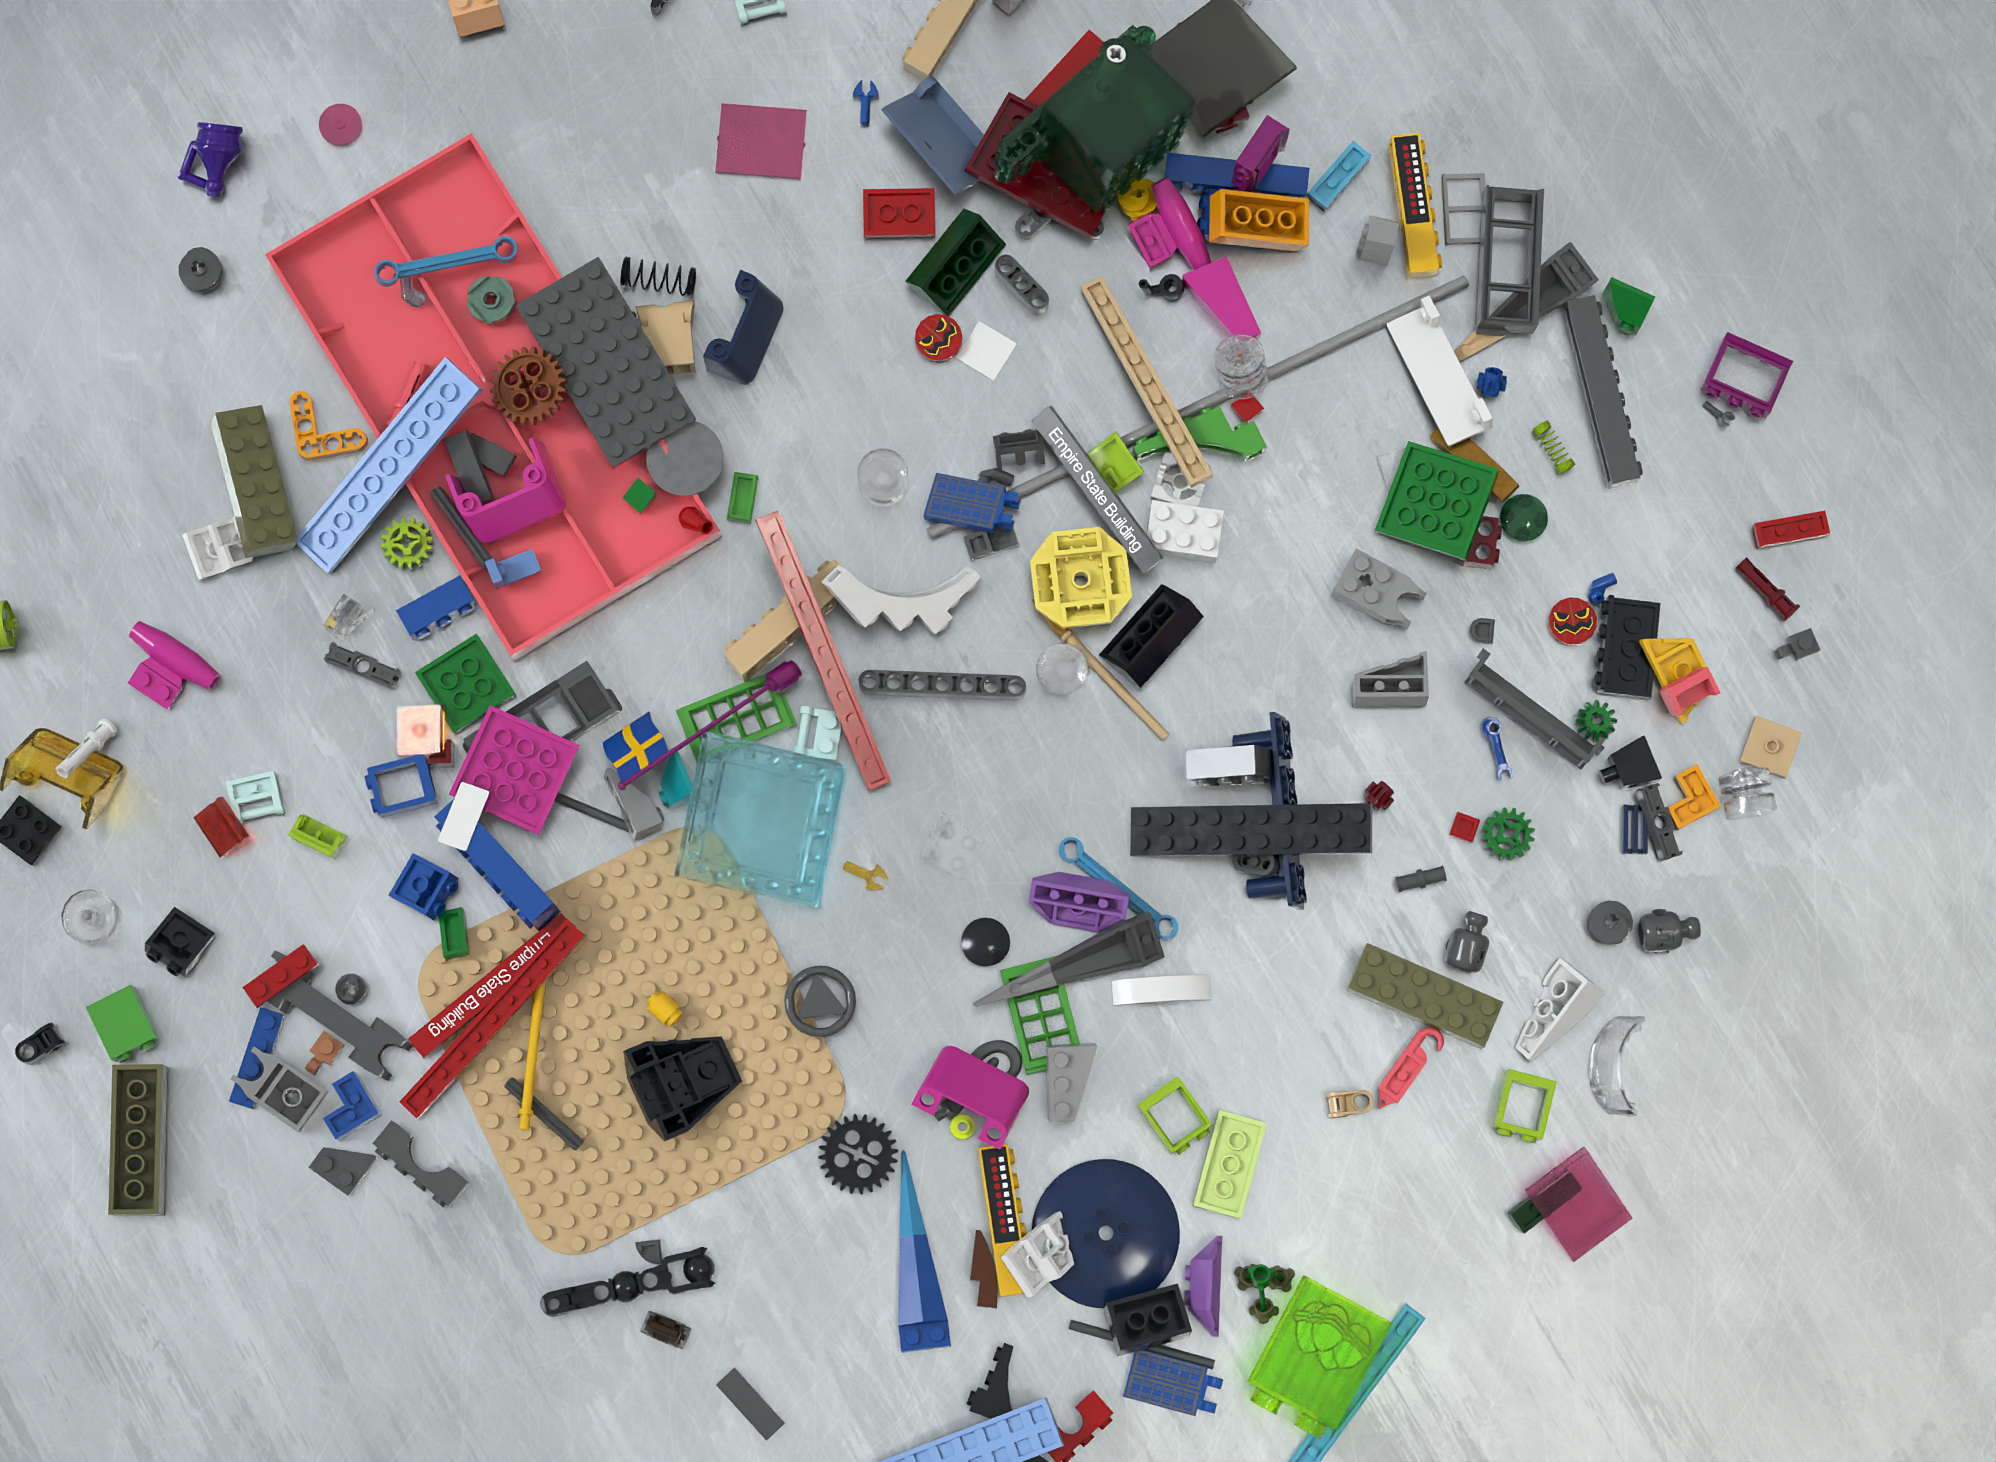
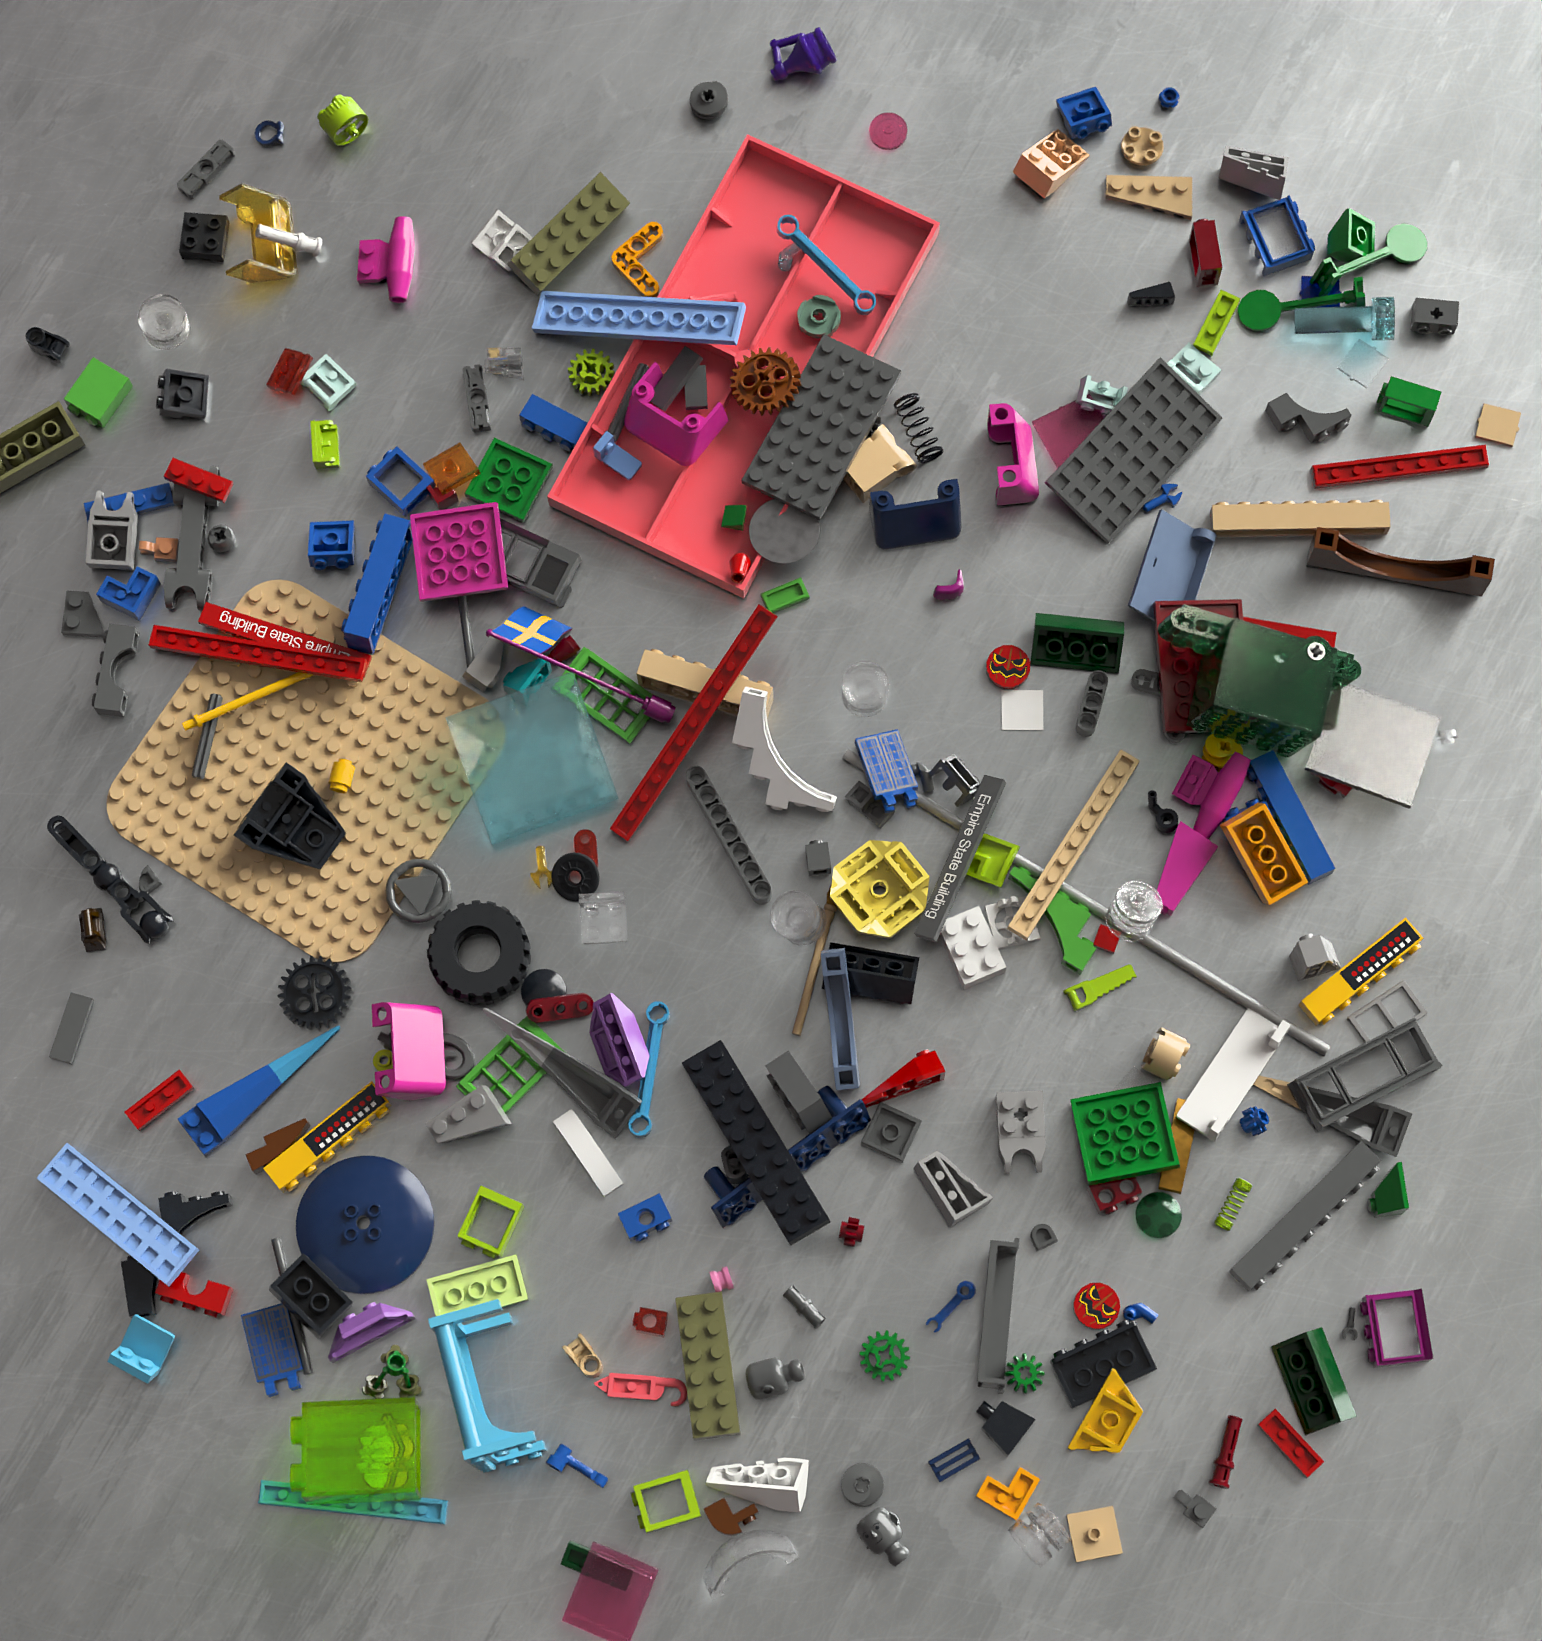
camera: 65 degrees right, 5 degrees down
(454, 933) = (308, 587): green tile -> none
(463, 816) = (397, 534): white sticker -> none
(669, 728) = (564, 649): none -> dark red cone
(711, 192) = (1008, 426): none -> dark pink windscreen
(749, 84) = (1102, 388): none -> light aqua window
(805, 97) = (1133, 450): none -> dark grey plate
(826, 737) = (632, 772): light aqua plate -> none
(835, 345) = (950, 592): none -> magenta hair
(872, 1358) = (159, 1100): none -> red plate
(875, 825) = (589, 848): none -> clear red plate
(889, 835) = (561, 876): none -> black wheel
(899, 212) = (1089, 576): red plate -> none
(906, 942) = (469, 921): none -> black tyre
(1004, 942) = (549, 1005): none -> dark red plate
(1014, 617) = (818, 858): none -> dark grey brick
(1040, 1256) = (313, 1180): white slope -> none
(1185, 688) = (840, 1019): none -> sand blue arch
(1247, 985) = (631, 1218): none -> blue brick
(1259, 154) = (1313, 816): magenta window -> none
(1269, 649) = (916, 1074): none -> red wedge
(1286, 440) = (1099, 986): none -> lime piece
(1308, 706) = (891, 1132): none -> dark grey plate
(1339, 175) = (1347, 897): medium azure plate -> none
(1353, 938) = (721, 1279): none -> bright pink wheel
(1363, 1019) = (661, 1321): none -> clear red brick
(1385, 1233) = (482, 1441): none -> medium azure arch
(1387, 421) = (1164, 1054): none -> tan brick
(1428, 1175) = (562, 1458): none -> blue brick
(1464, 827) = (869, 1318): red tile -> none
(1570, 1063) = (725, 1521): none -> reddish brown brick
(1662, 838) = (960, 1487): dark grey piece -> none
(1688, 690) = (1096, 1434): coral panel -> none
(1750, 475) = (1313, 1381): none -> dark green slope

